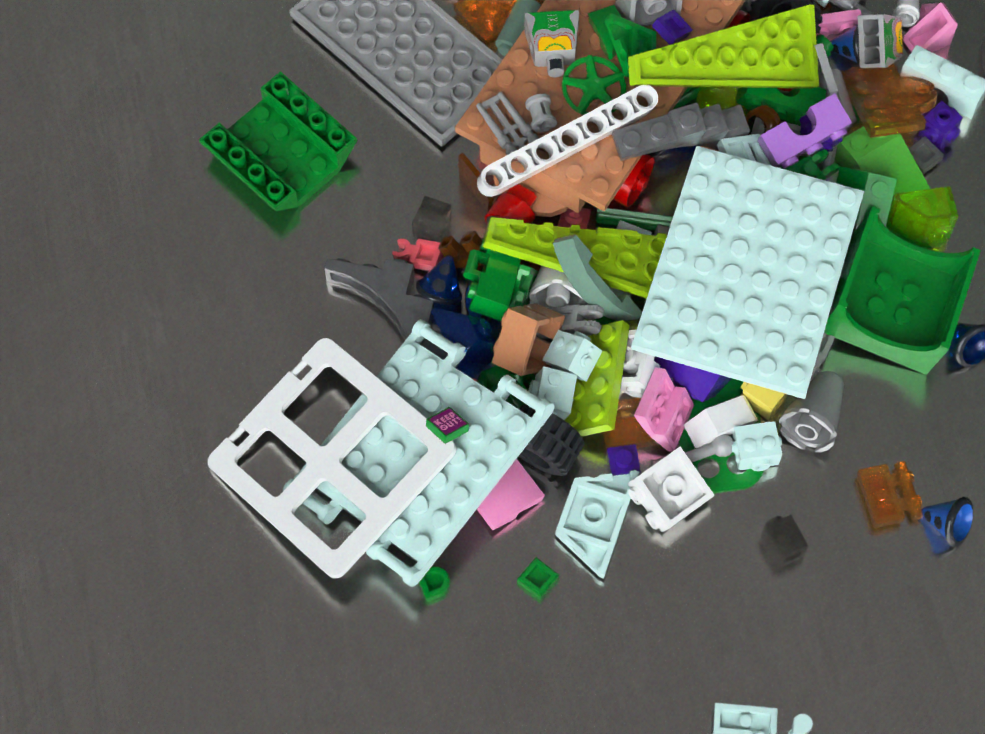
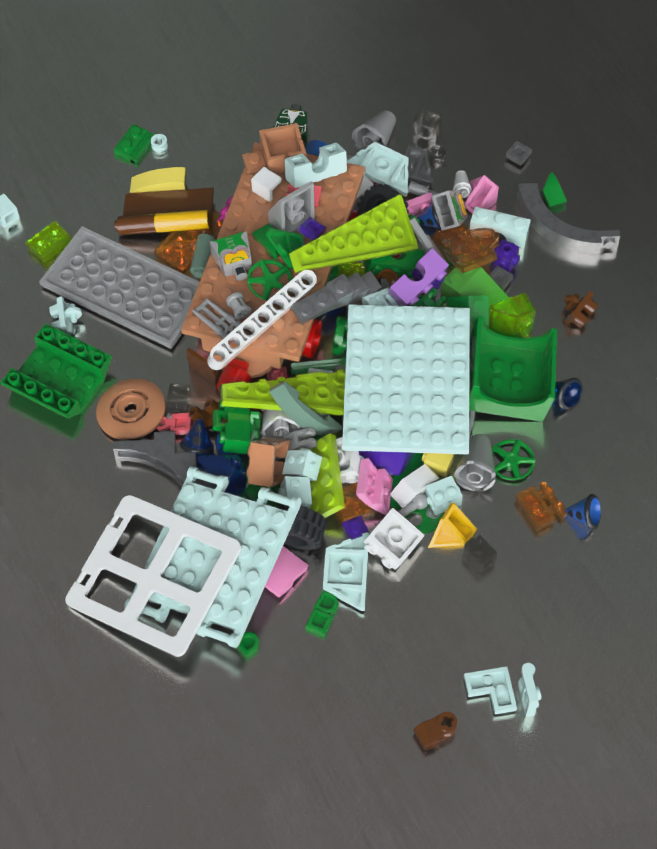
camera: 15 degrees left, 5 degrees down
(313, 65) = (67, 315): none -> light aqua hips
(351, 239) = (130, 425): none -> nougat piece
(447, 425) = (230, 531): tile -> none
(555, 555) = (327, 603): none -> green tile
(672, 194) = (339, 342): none -> green plate
(757, 496) = (453, 529): none -> yellow slope
(868, 418) = (512, 459): none -> green wheel

